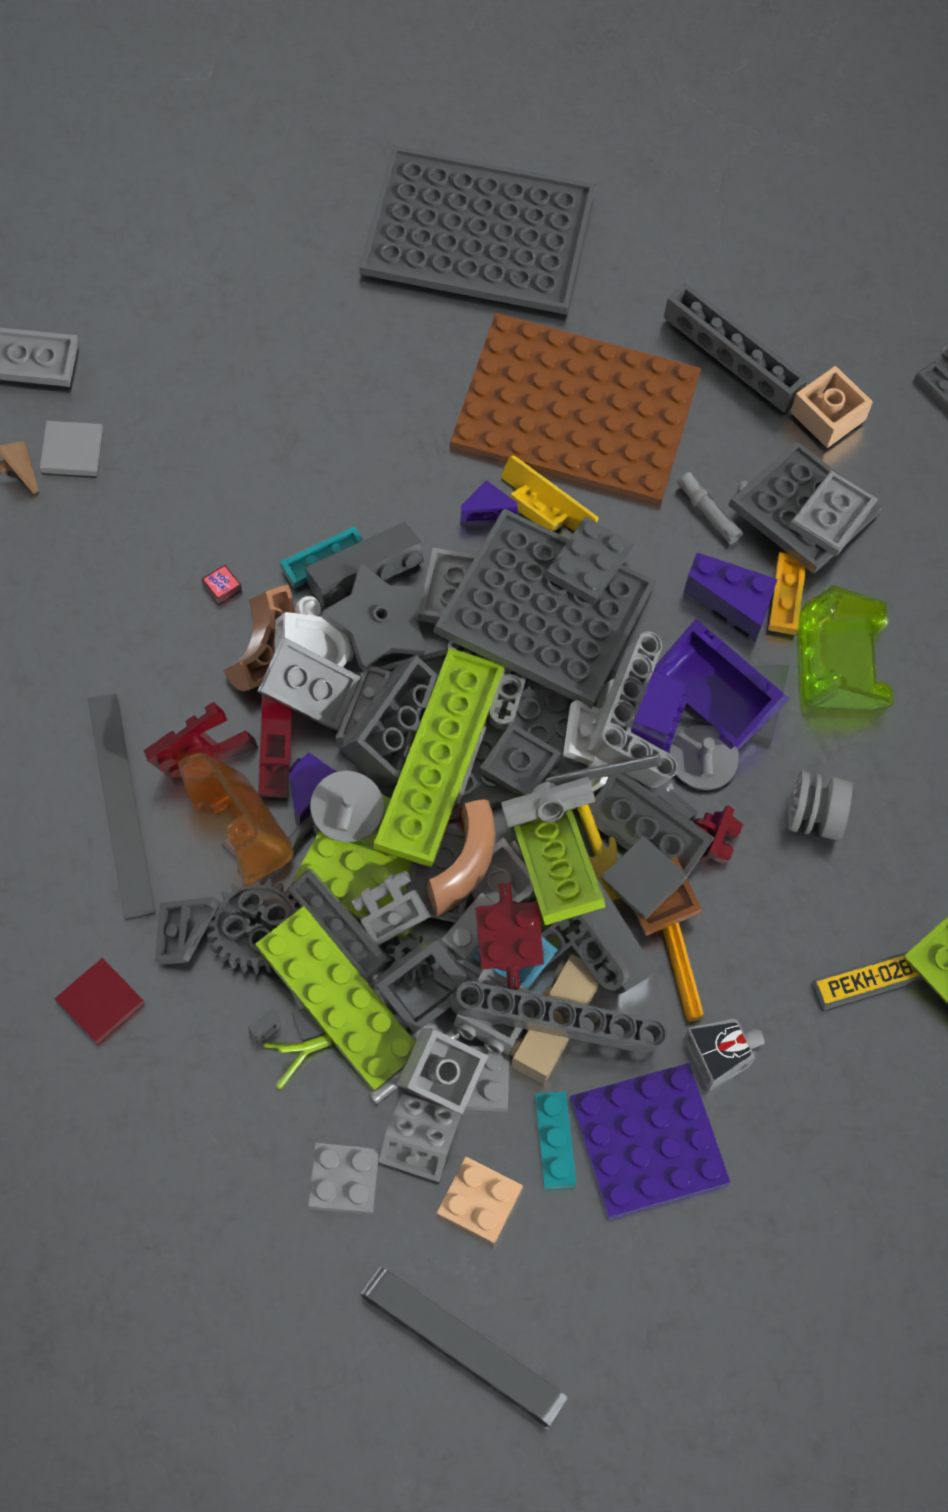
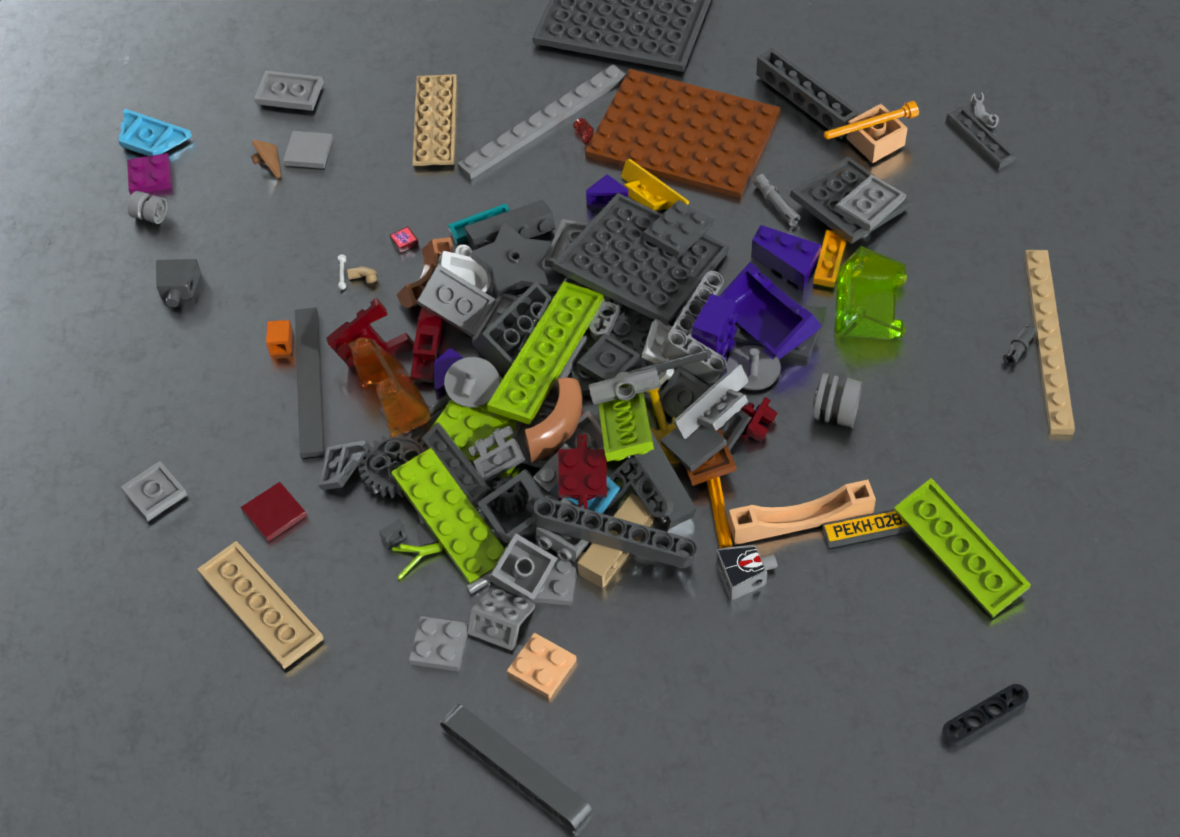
camera: 15 degrees right, 10 degrees down
(72, 742) = (279, 337): none -> orange brick
(100, 1139) = (260, 604): none -> tan plate
(140, 616) = (341, 259): none -> white hinge
(173, 635) = (359, 272): none -> tan arm
(240, 398) = (435, 120): none -> tan plate
(385, 397) = (541, 122): none -> light grey plate
(443, 401) = (588, 131): none -> clear red arm
(555, 1140) = (605, 627): teal plate -> none
(649, 1140) = (679, 631): dark purple plate -> none
(672, 828) = (715, 405): none -> light grey bracket
(752, 980) = (758, 522): none -> light nougat arch
(873, 376) = (909, 111): none -> light orange piece

